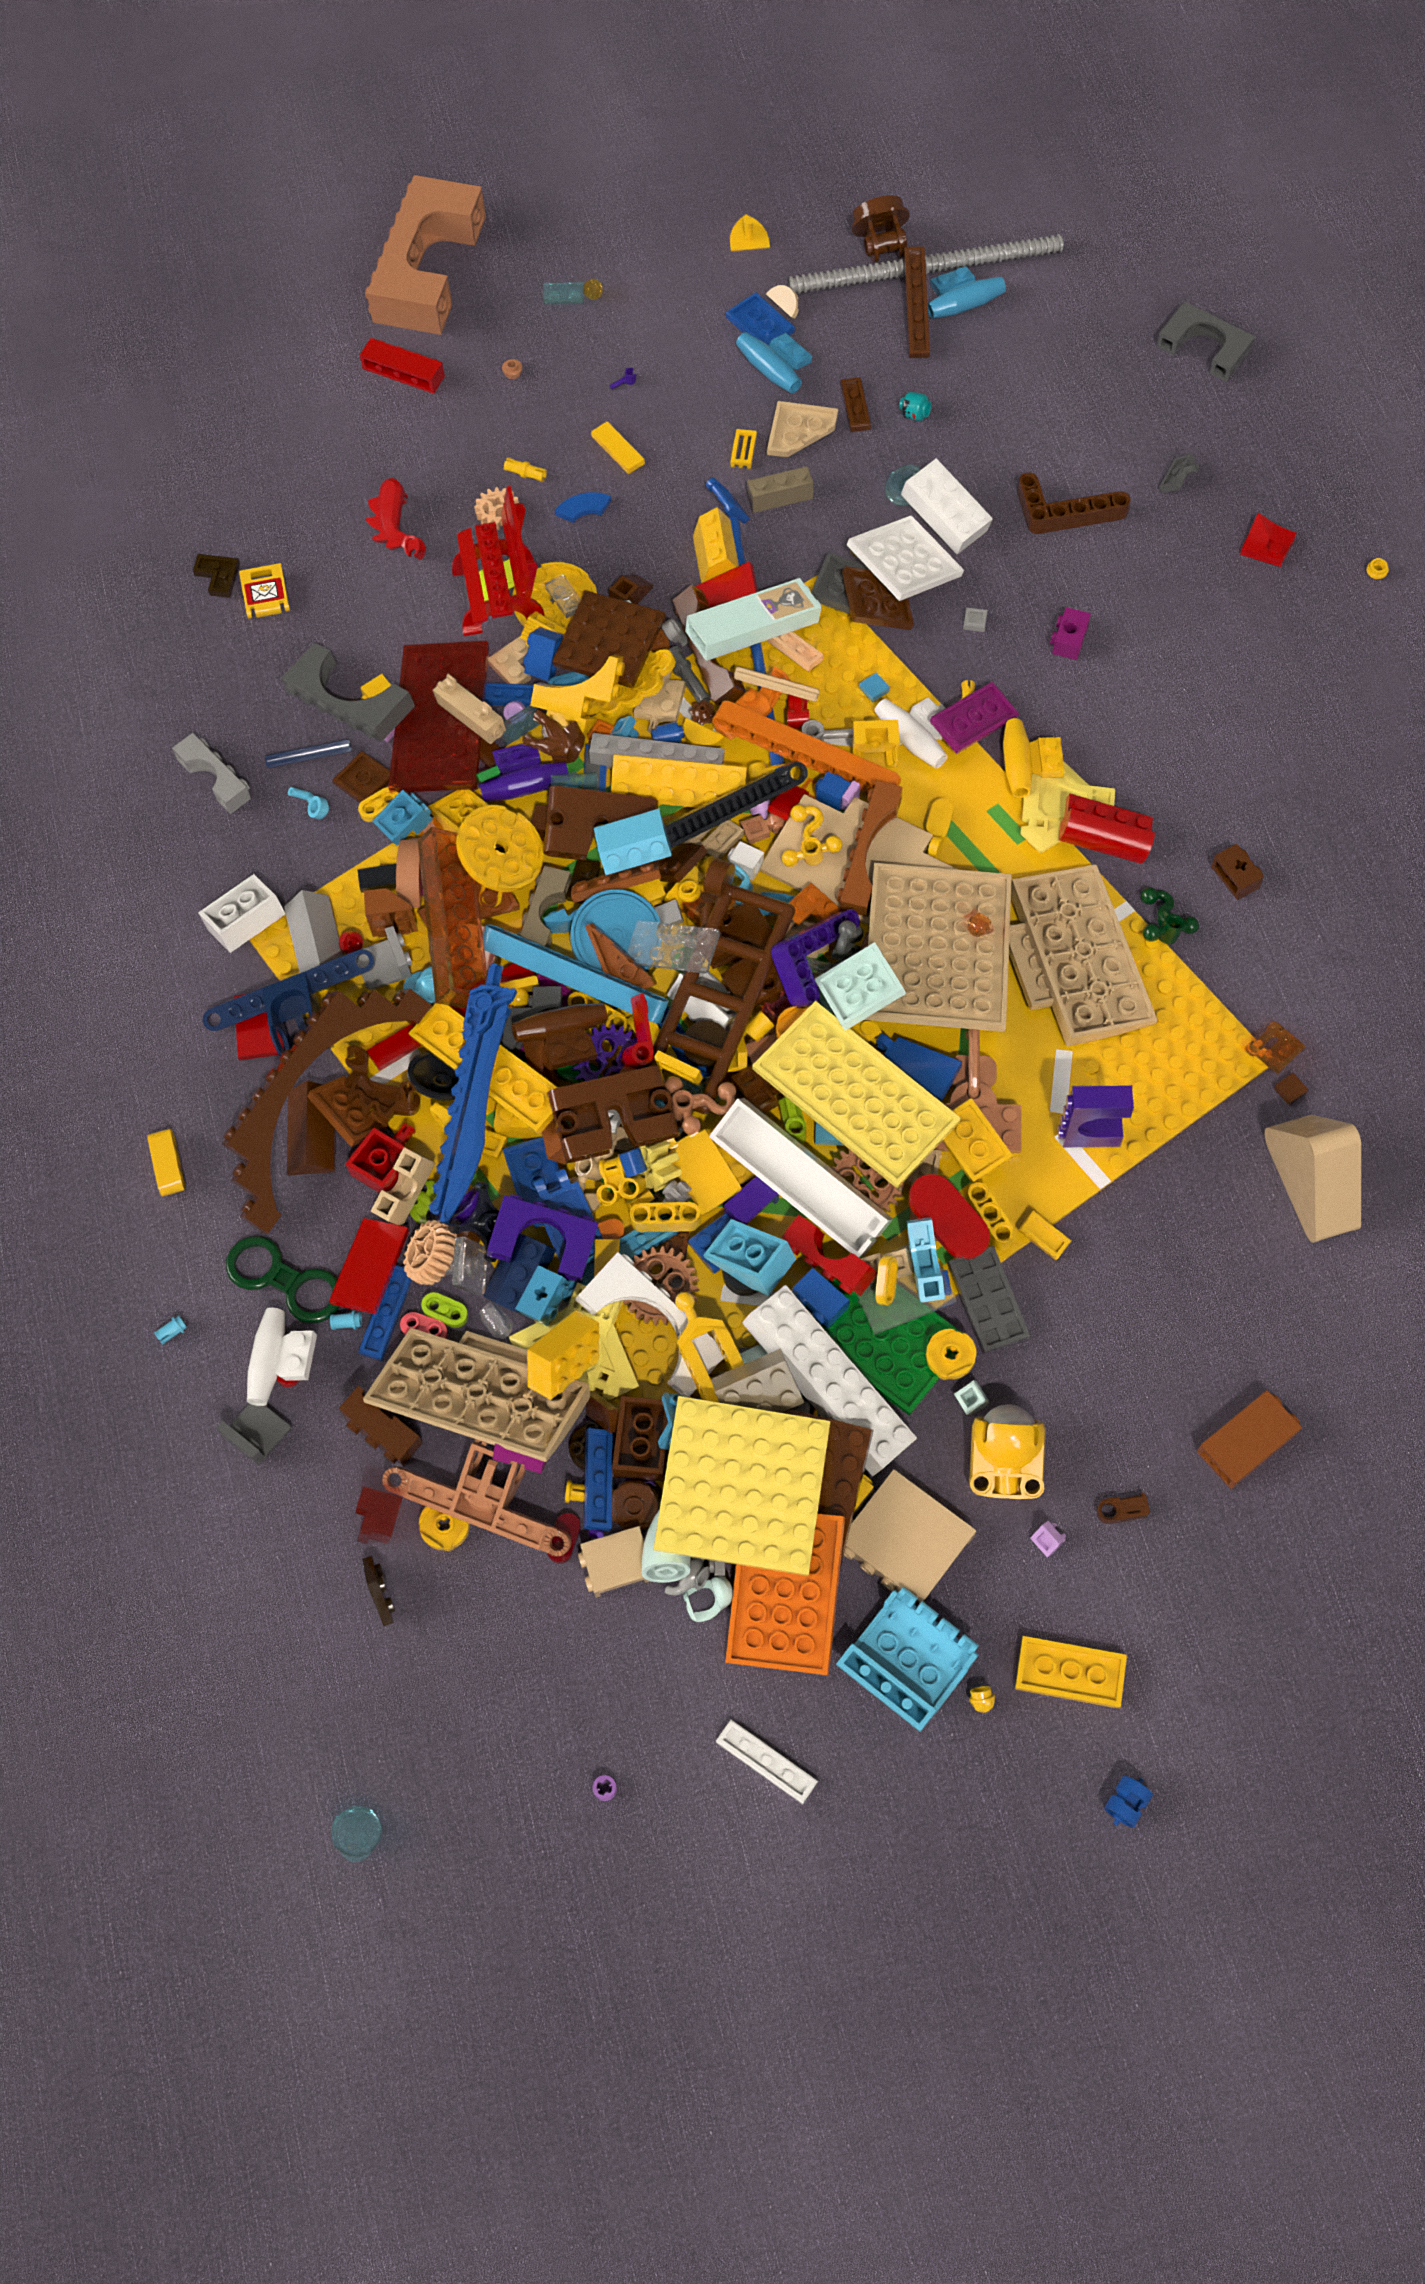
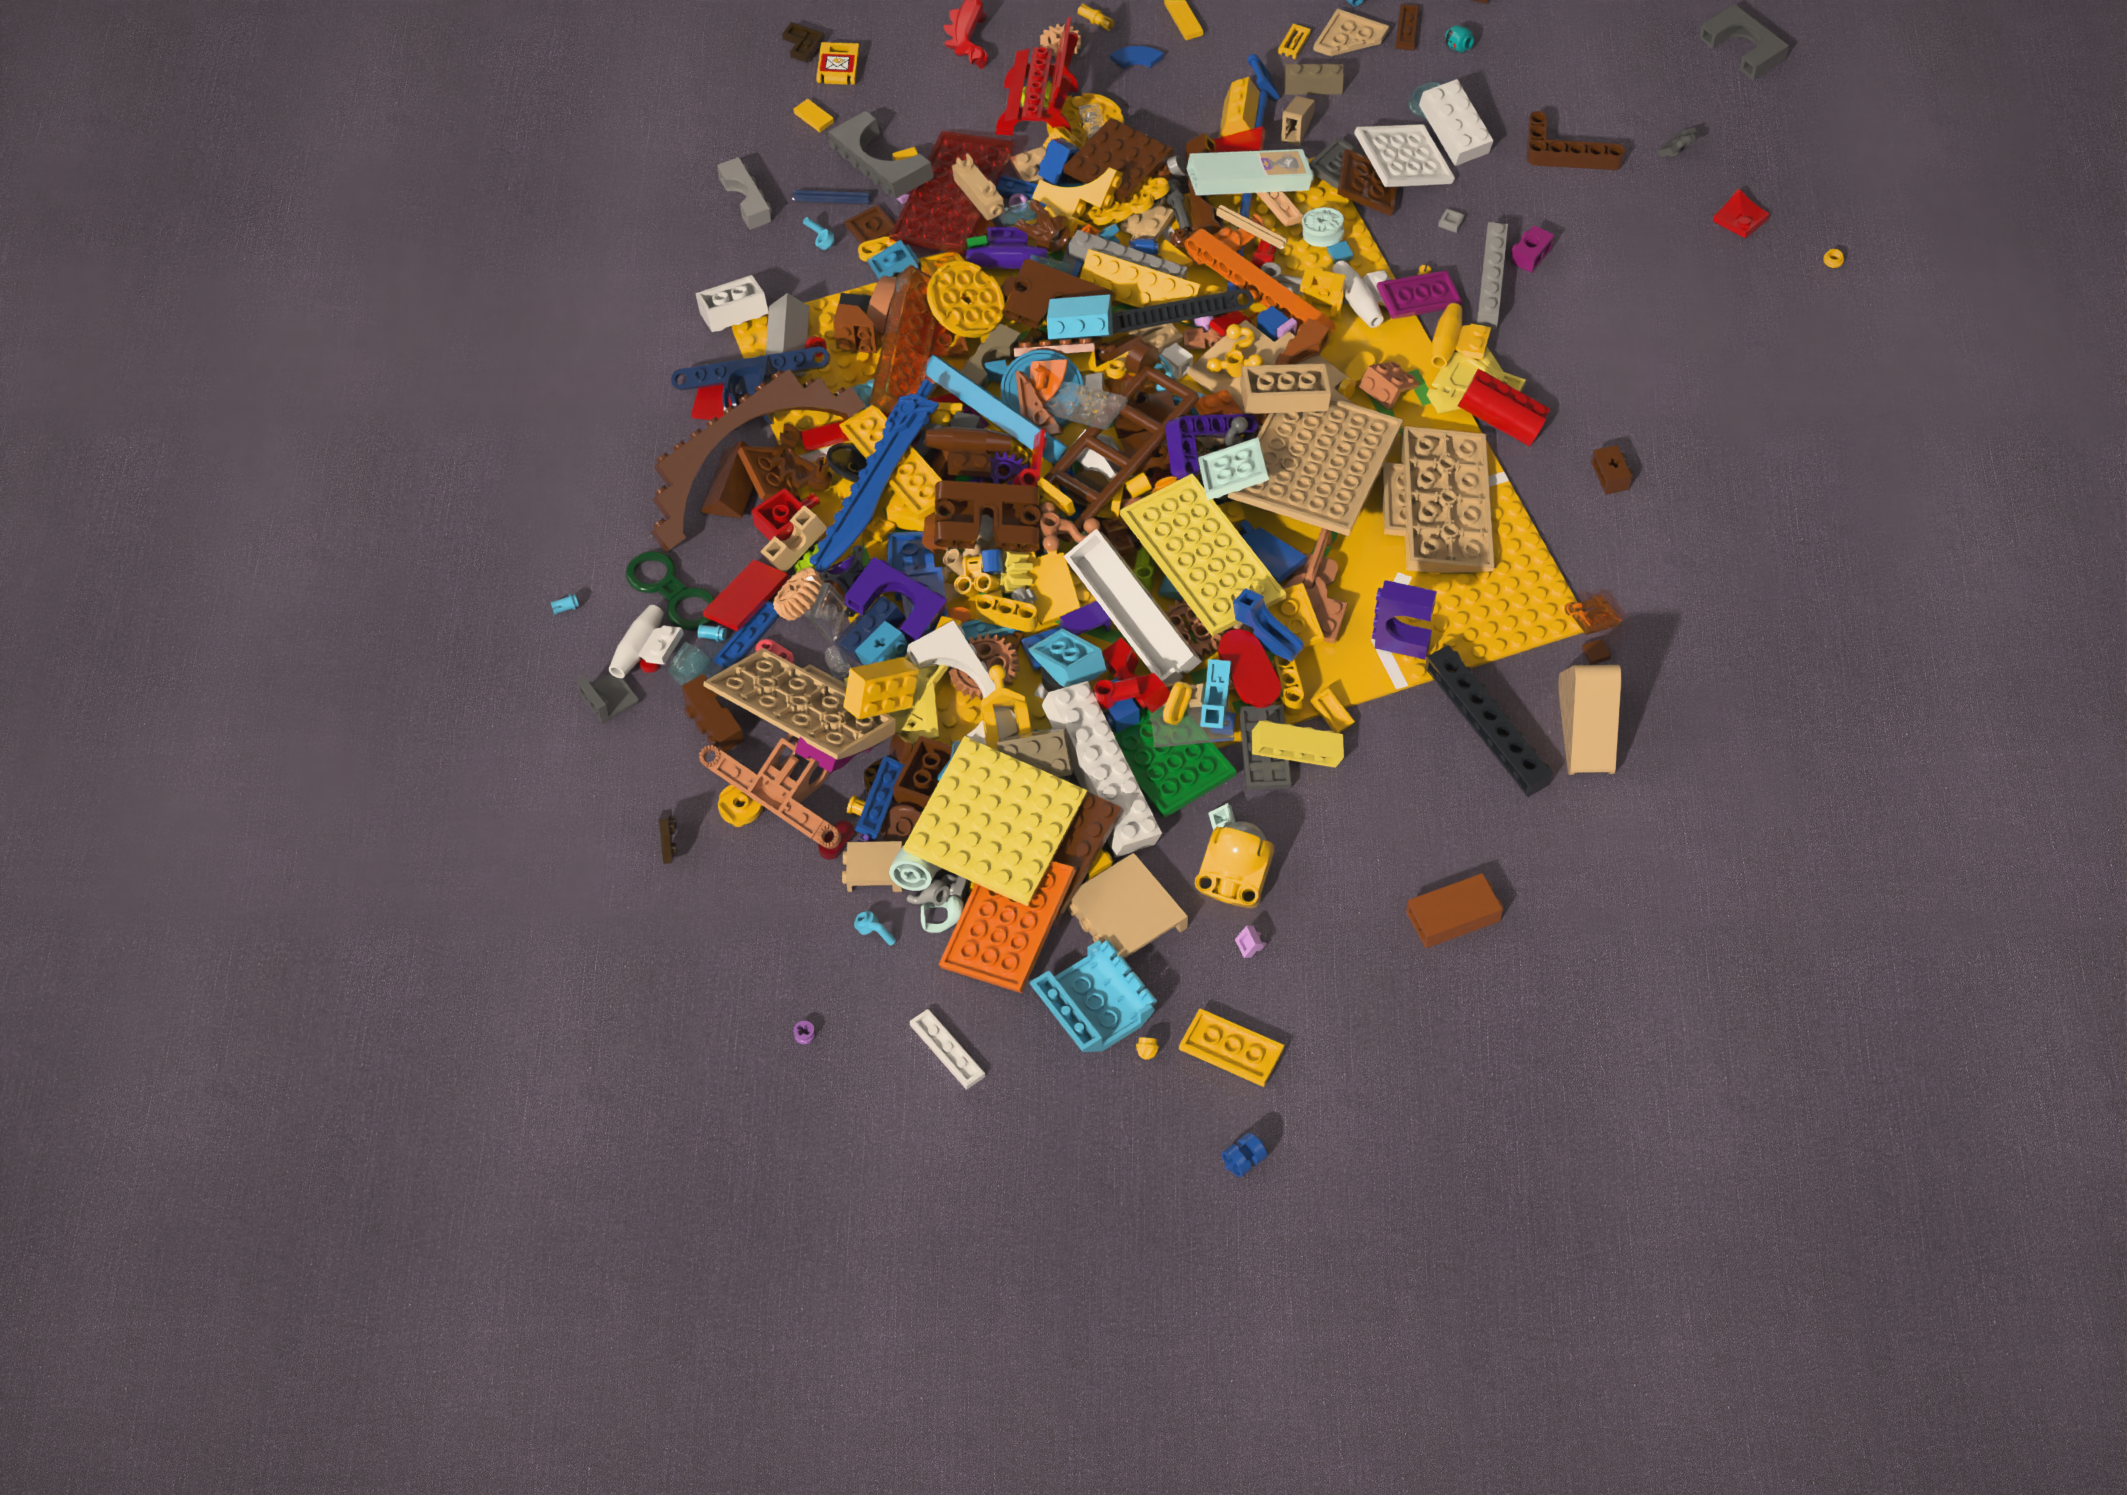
camera: 15 degrees right, 10 degrees down
(166, 1162) = (604, 478): yellow beam -> none
(257, 659) = (813, 115): none -> yellow tile
(336, 1374) = (688, 664): none -> clear light blue piece
(356, 1832) = (587, 1010): clear light blue hat -> none
(379, 1514) = (686, 779): clear red plate -> none
(390, 962) = (842, 367): light grey bracket -> none
(446, 1309) = (799, 644): lime plate -> none
(621, 922) = (1047, 377): none -> orange shield
(630, 588) = (1154, 127): reddish brown slope -> none
(635, 1636) = (868, 922): none -> medium azure plate
(778, 542) = (1296, 120): none -> tan slope
(822, 1286) = (1110, 692): none -> red piece
(849, 663) = (1323, 227): none -> light aqua wheel
(882, 873) = (1285, 388): none -> tan brick
(955, 1341) = (1214, 787): yellow plate -> none
(956, 1167) = (1273, 635): none -> blue arch
(976, 830) = (1386, 382): none -> nougat bracket
(979, 925) = (1356, 448): clear orange plate -> none
(1024, 1289) = (1297, 743): none -> light yellow brick
(1047, 697) = (1492, 275): none -> light grey arch
(1126, 1509) = (1326, 938): reddish brown piece -> none
(1170, 924) = (1535, 495): dark green piece -> none
(1213, 1215) = (1488, 730): none -> black brick

